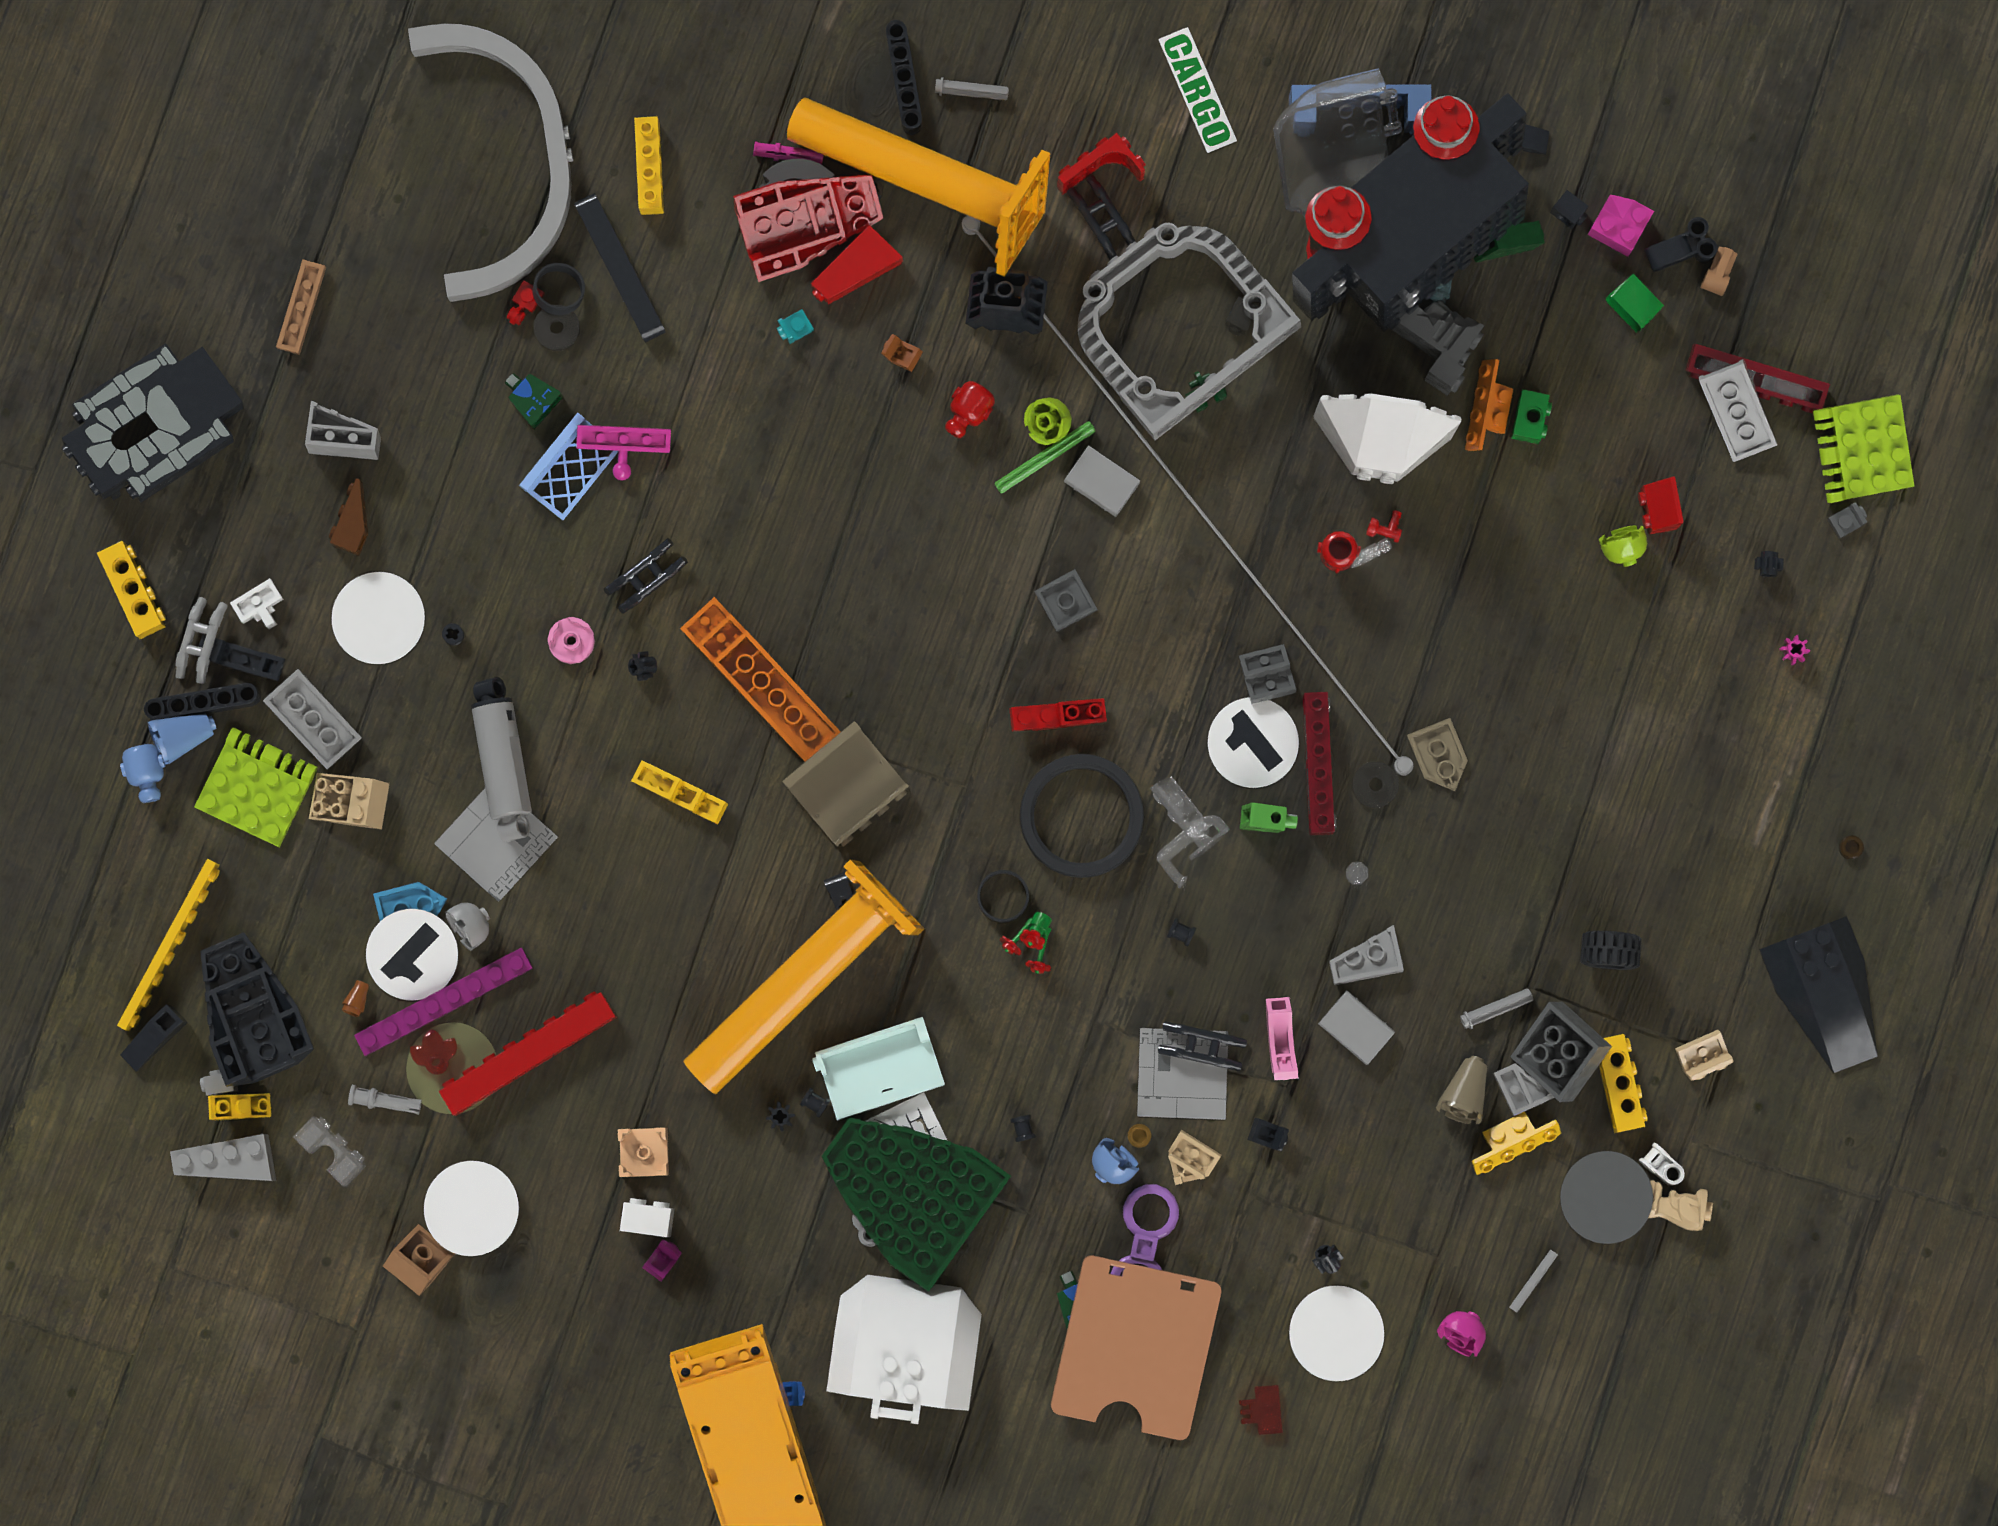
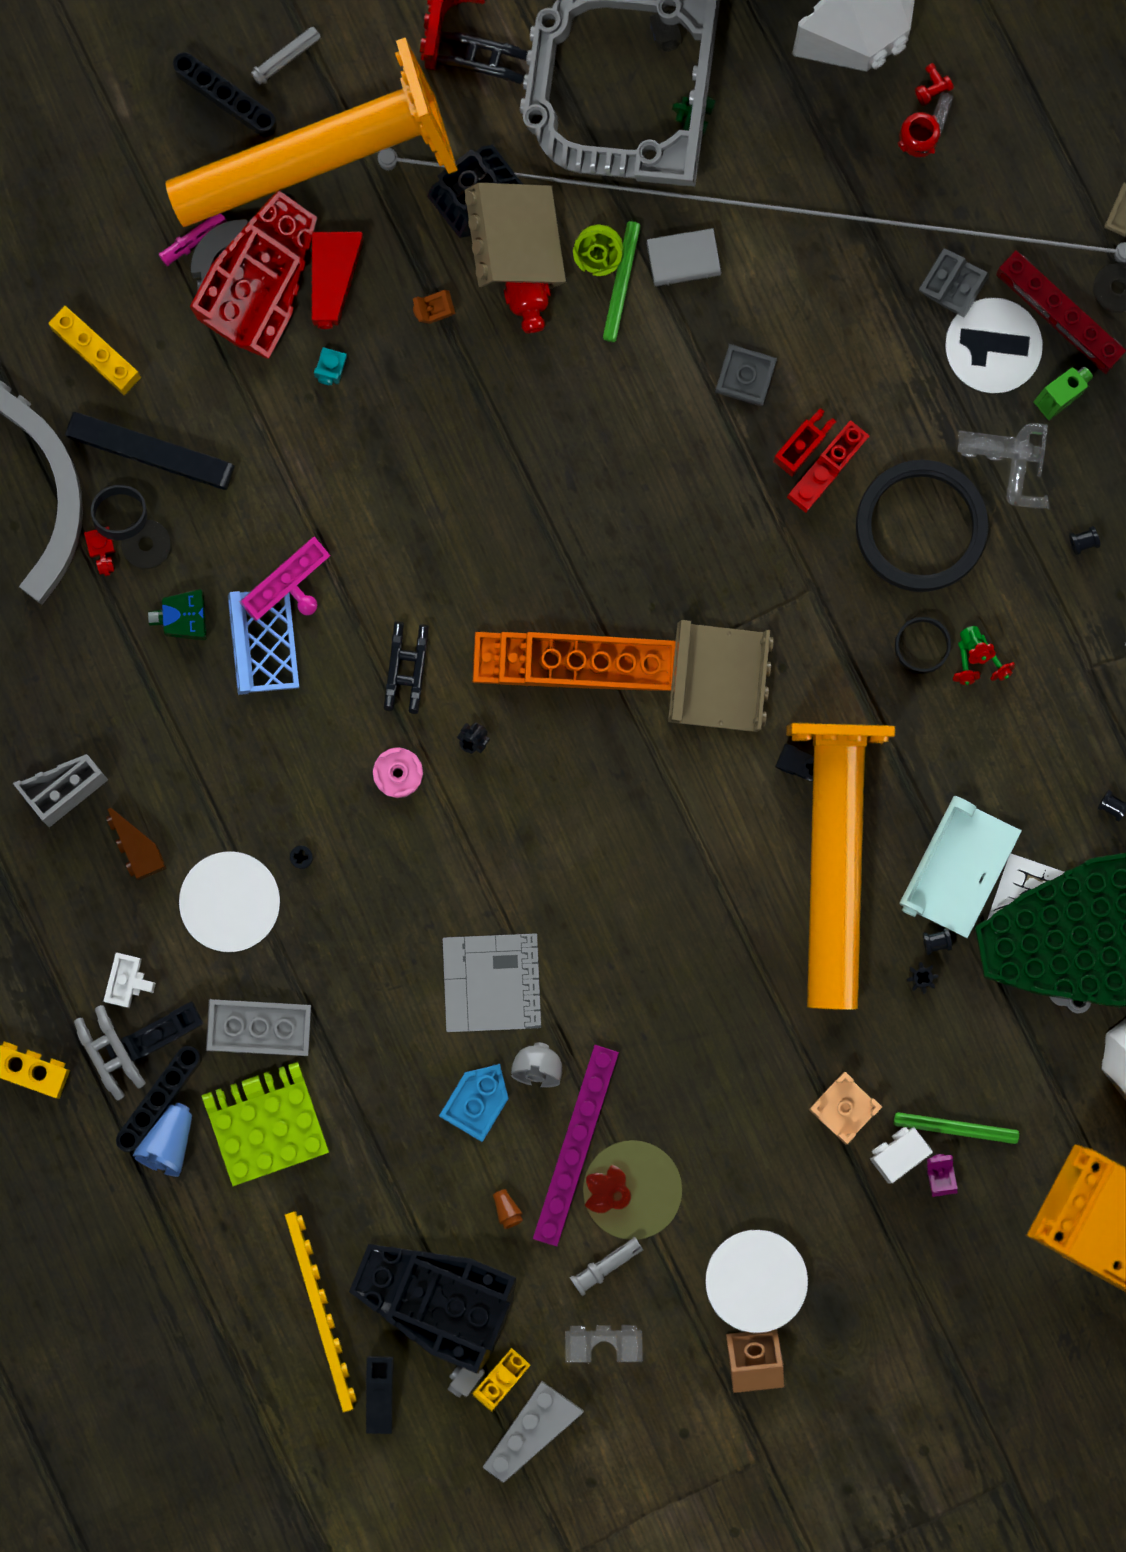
camera: 45 degrees left, 0 degrees up
(143, 768) = (164, 1194): medium blue piece -> none
(349, 800) = (348, 1063): tan slope -> none
(411, 954) = (515, 1133): white sticker -> none
(501, 759) = (436, 914): light grey piece -> none
(527, 1054) = (681, 1120): red brick -> none
(679, 792) = (597, 807): yellow slope -> none
(704, 1238) = (956, 1128): none -> bright green axle
(1000, 356) = (514, 234): none -> dark tan panel
(1056, 683) = (802, 444): none -> red hinge

